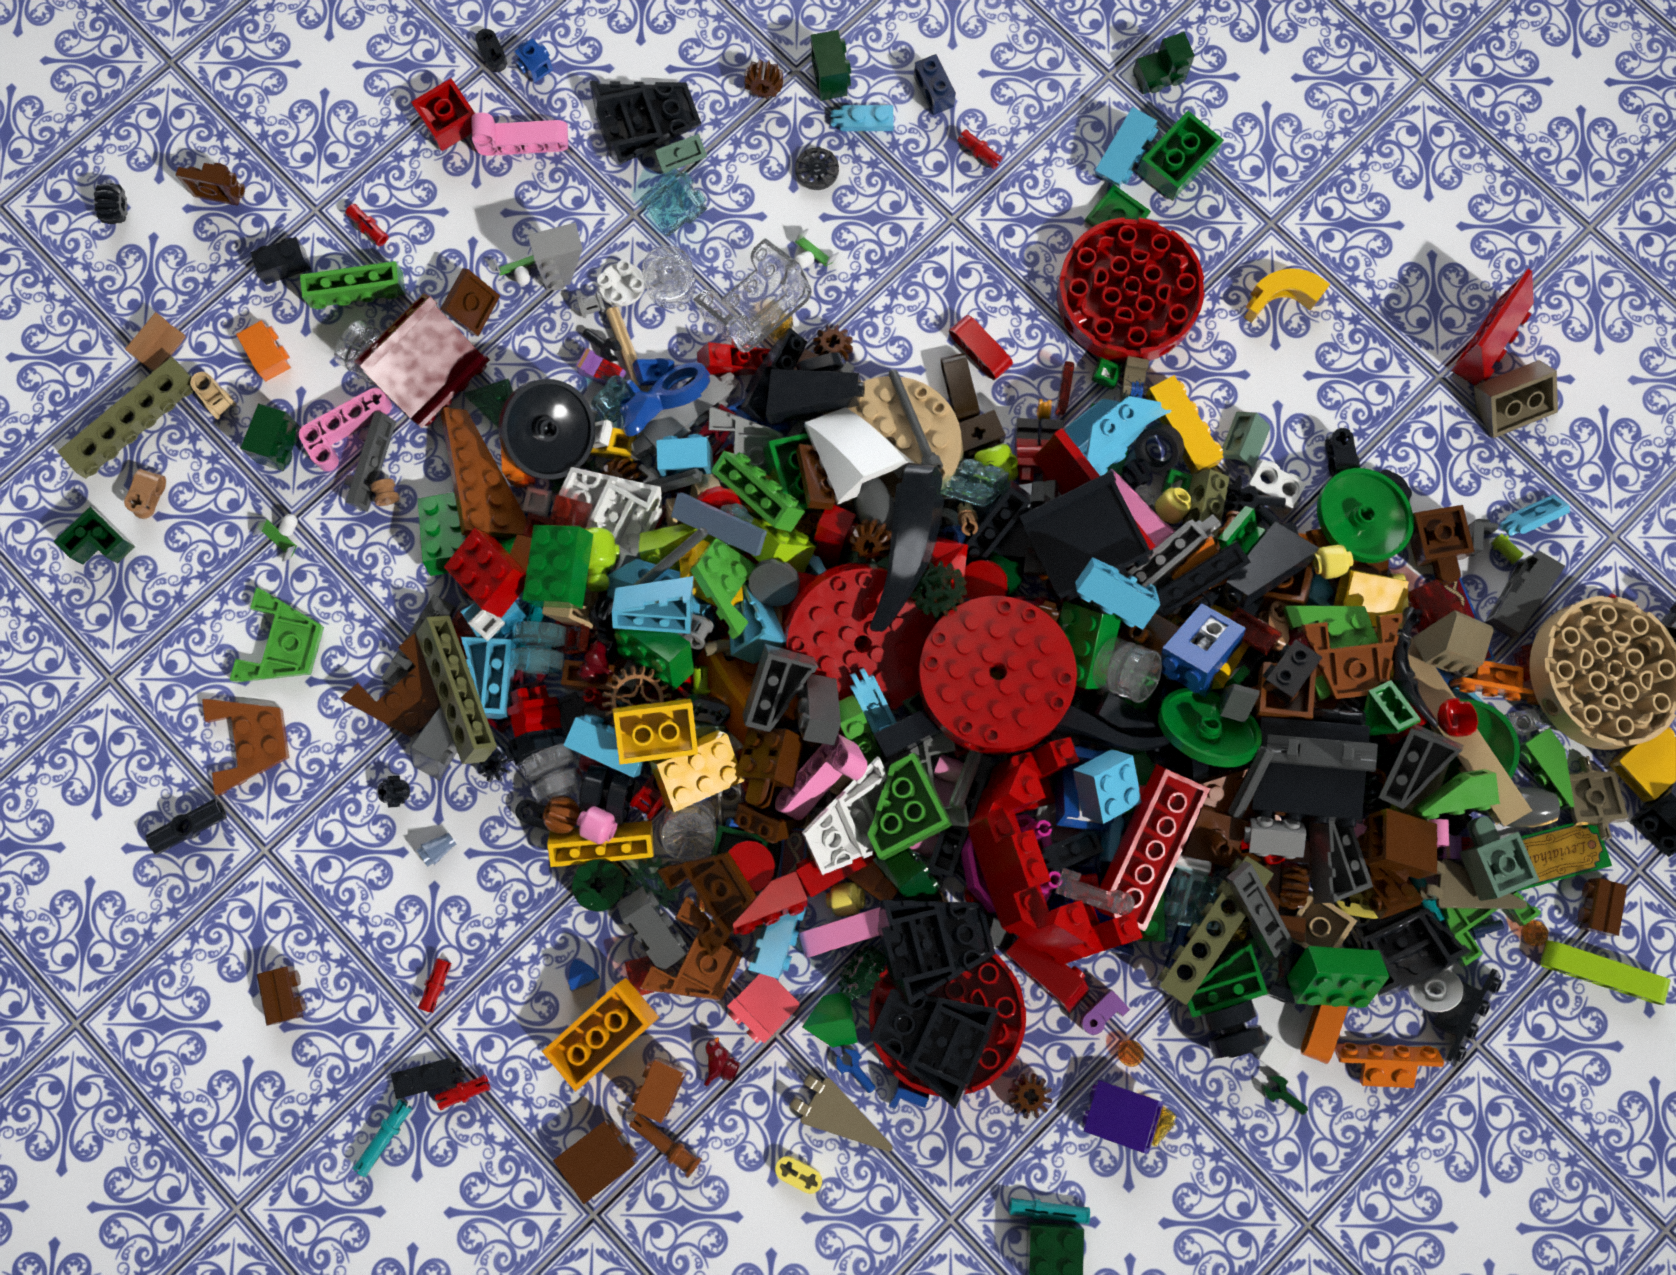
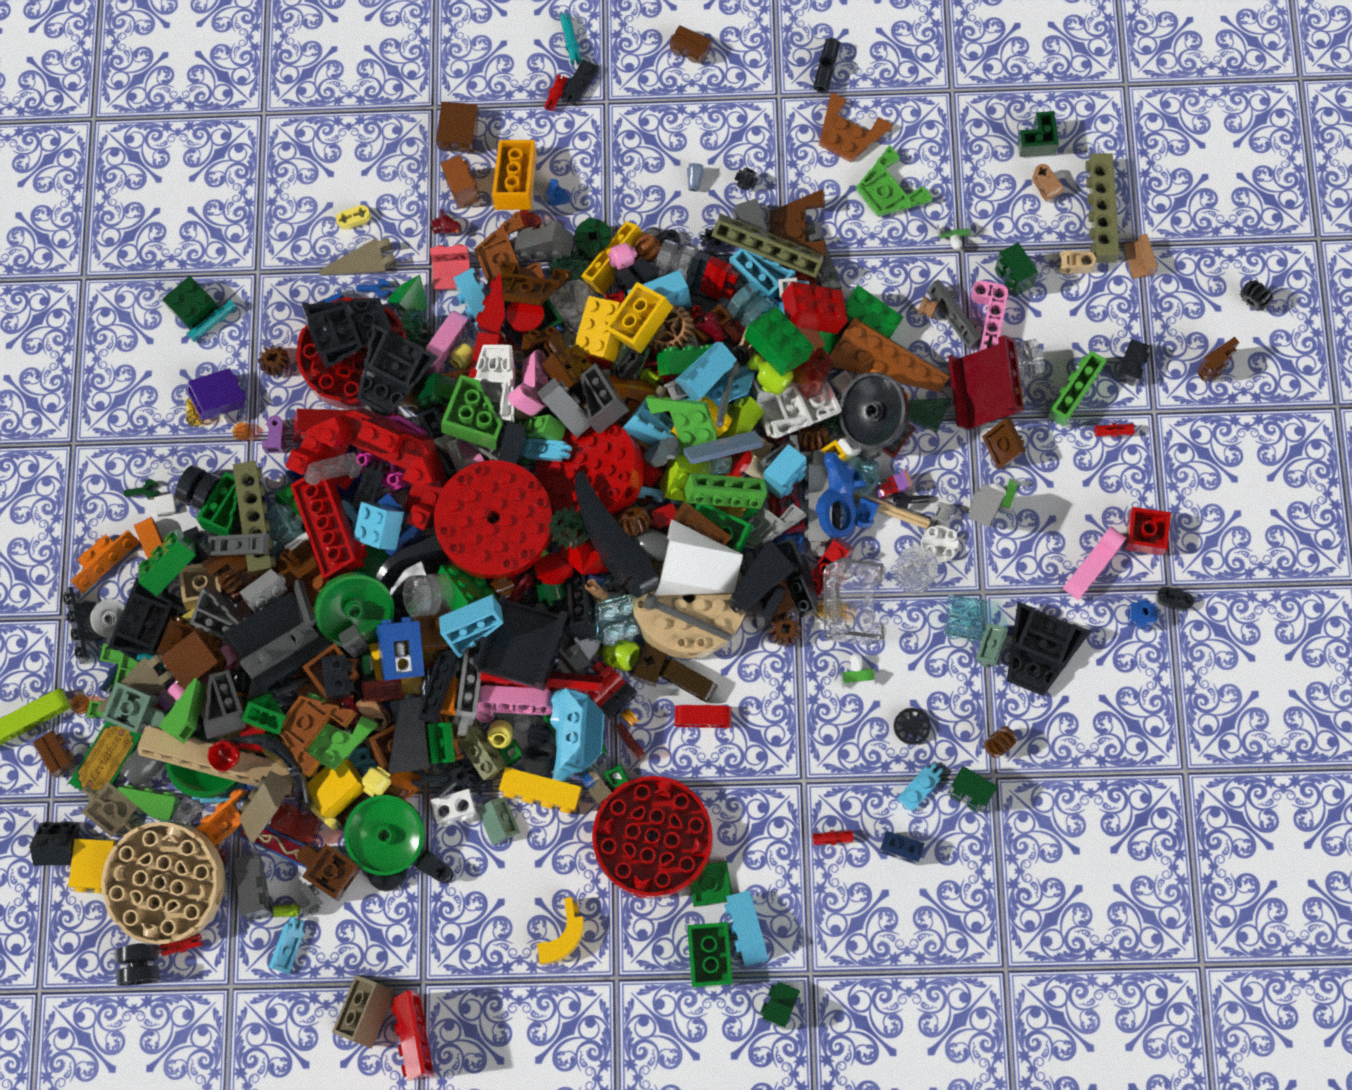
camera: 140 degrees right, 5 degrees down
(264, 350) = (1080, 310): orange brick -> none
(434, 985) = (623, 121): red pin -> none
(675, 1152) = (423, 166): dark orange pin -> none

